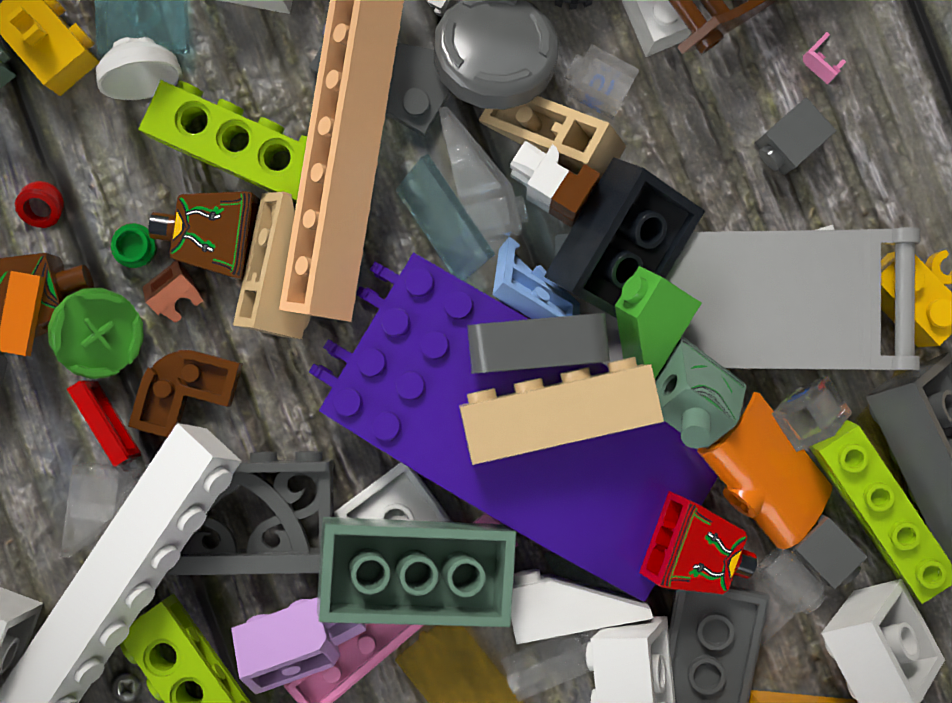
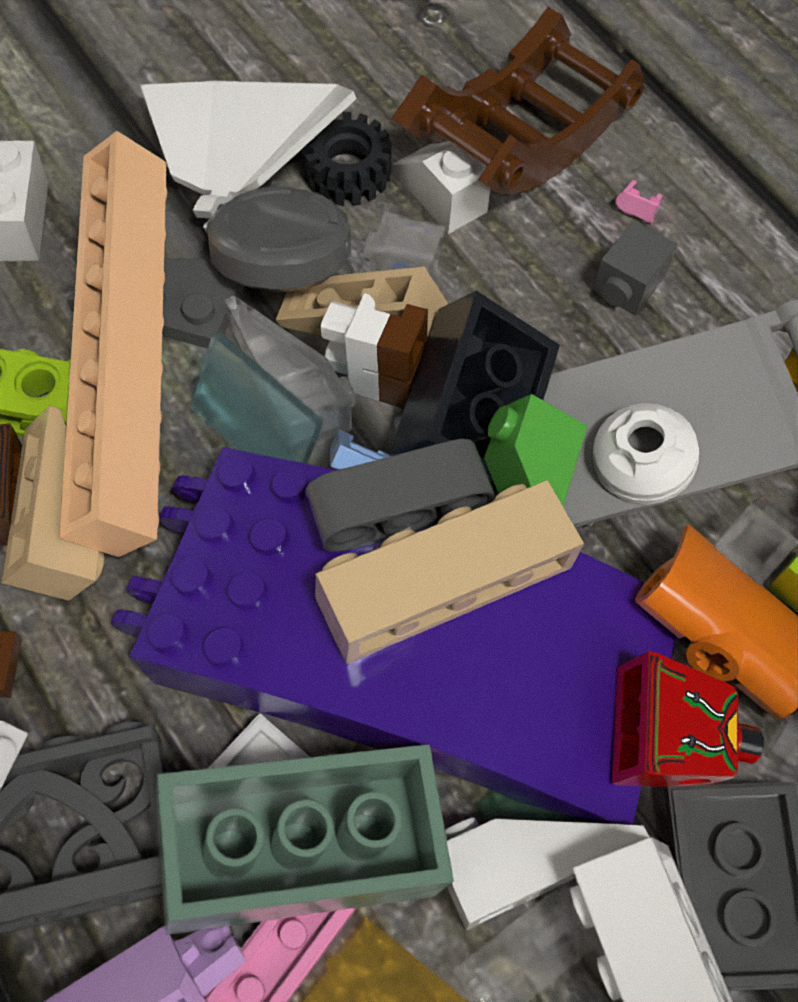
camera: 15 degrees left, 25 degrees down
(698, 395) = (618, 533): sand green torso -> none
(736, 353) = (640, 475): none -> white piece

